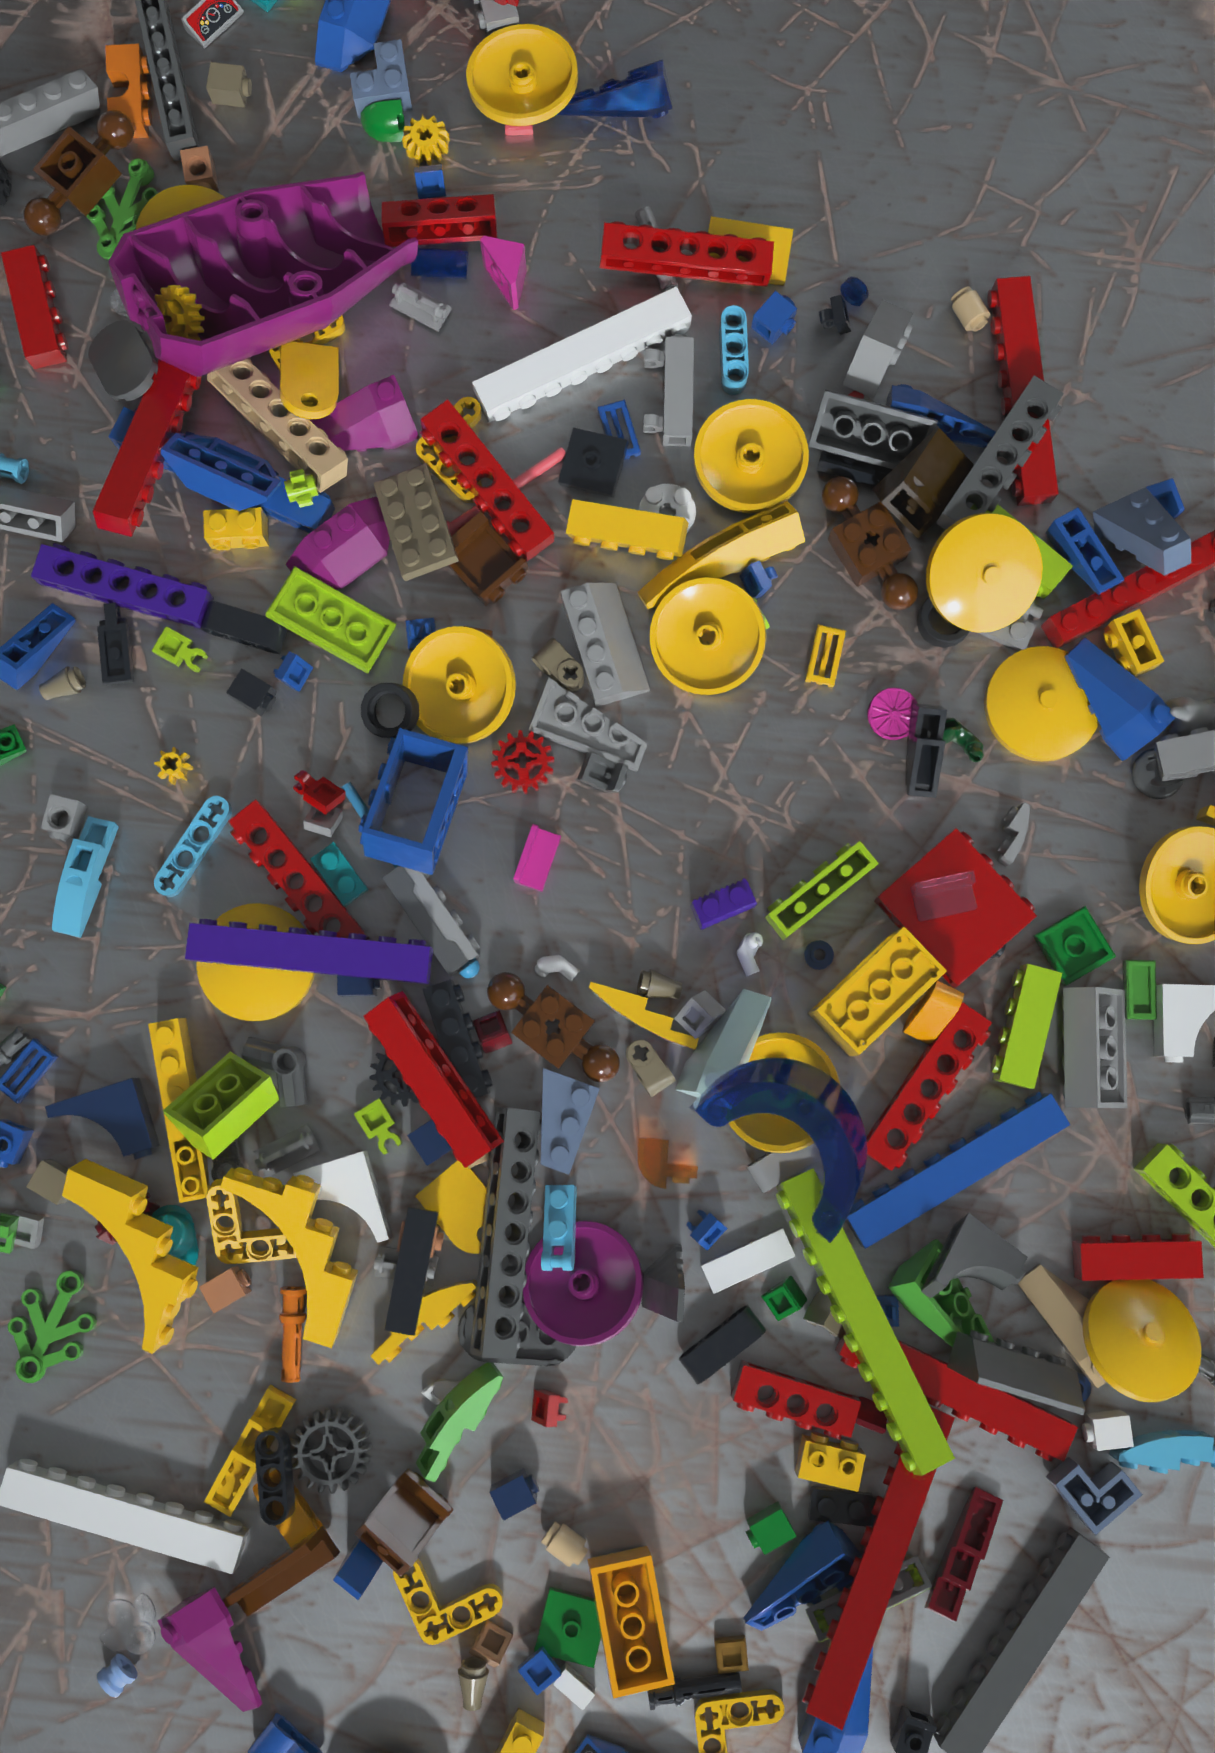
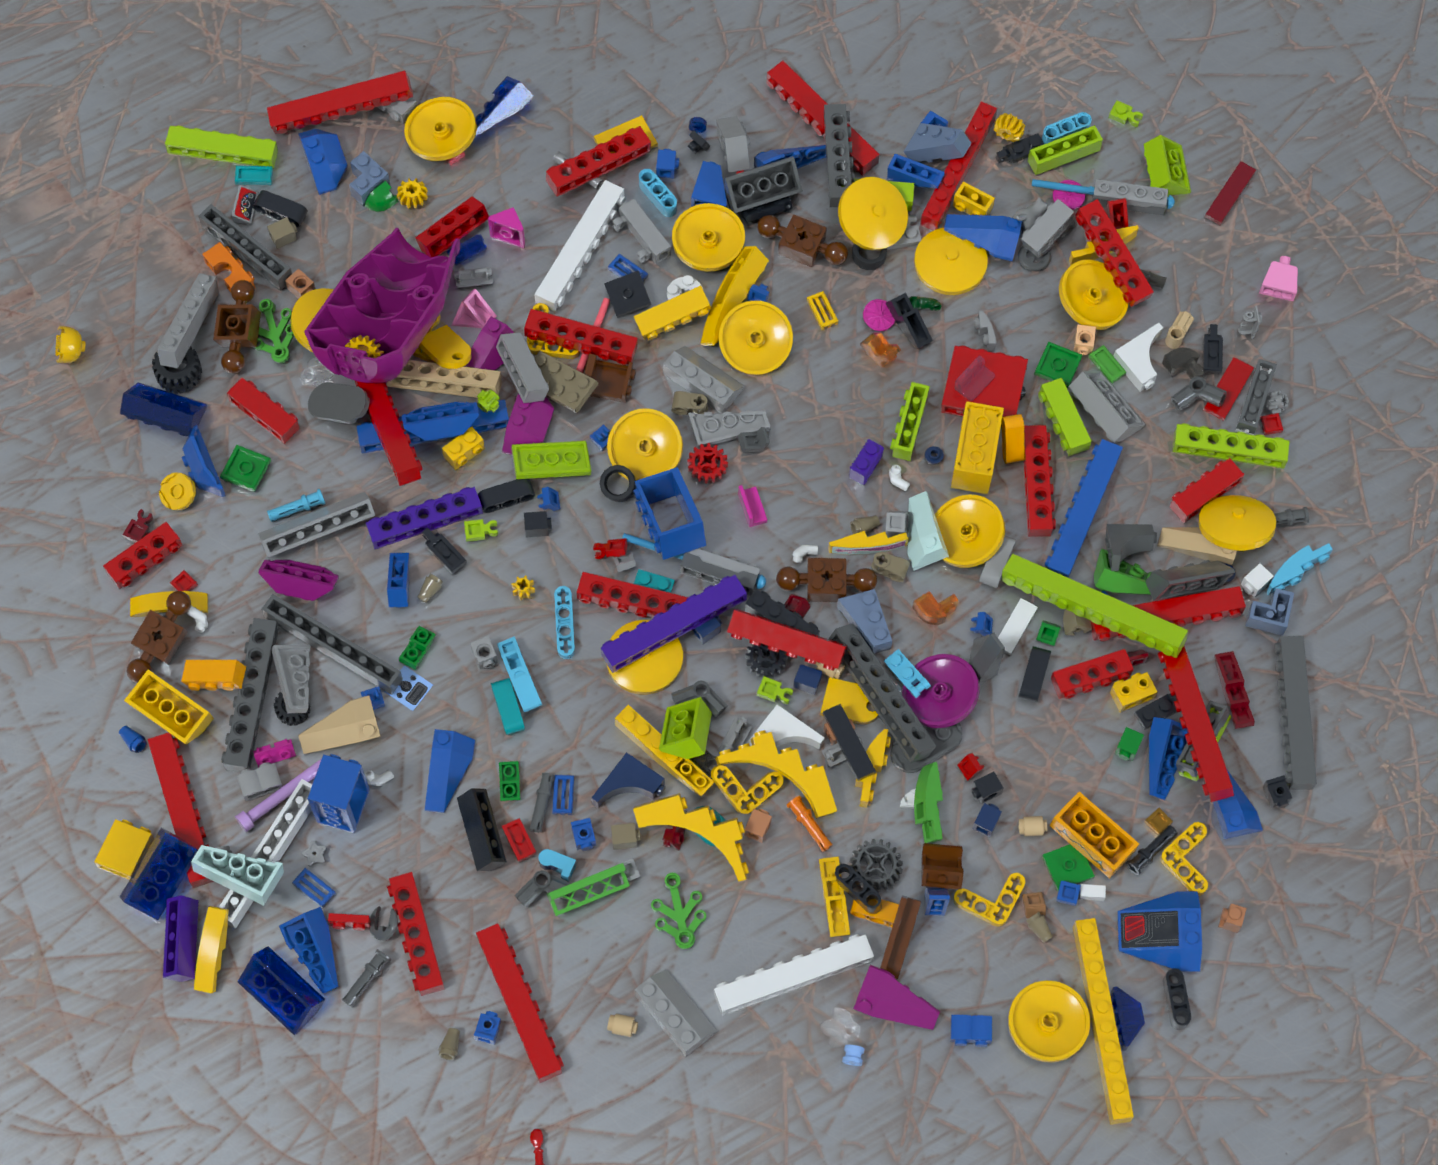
camera: 35 degrees left, 15 degrees down
(35, 918) = (507, 706): none -> teal beam
(250, 50) = (279, 207): none -> black beam
(378, 472) = (522, 367): none -> light grey brick
(383, 352) = (473, 311): none -> bright pink slope
(430, 181) = (431, 212): blue tile -> none
(545, 1451) = (987, 787): none -> black brick
(803, 386) = (709, 186): none -> blue slope
(814, 1104) = (993, 513): clear blue windscreen -> none
(856, 763) = (879, 349): none -> clear orange brick
(924, 482) = (808, 191): dark brown slope -> none
(970, 309) = (764, 96): tan brick -> none
(1145, 931) = (1084, 333): none -> light nougat brick

